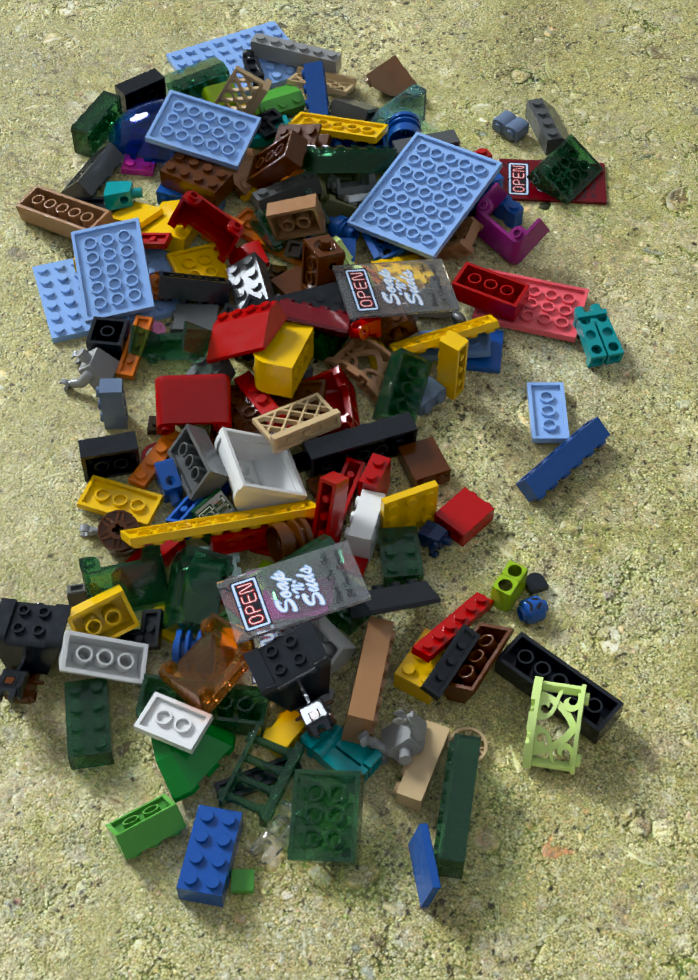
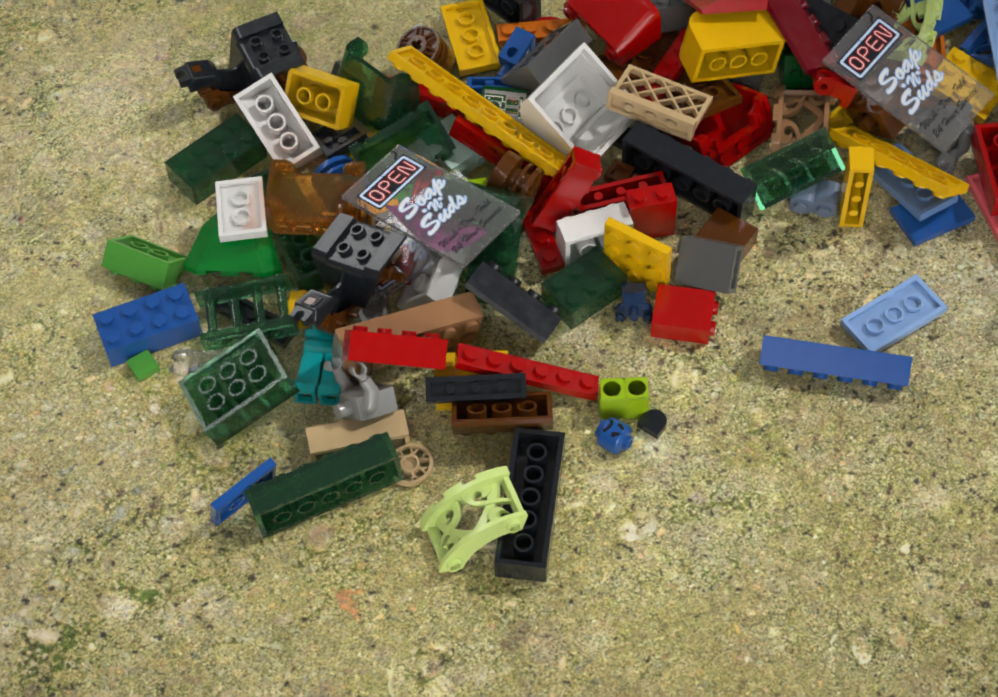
camera: 60 degrees right, 5 degrees up
(391, 687) = (395, 349): none -> red brick
(447, 471) = (708, 264): none -> dark grey brick

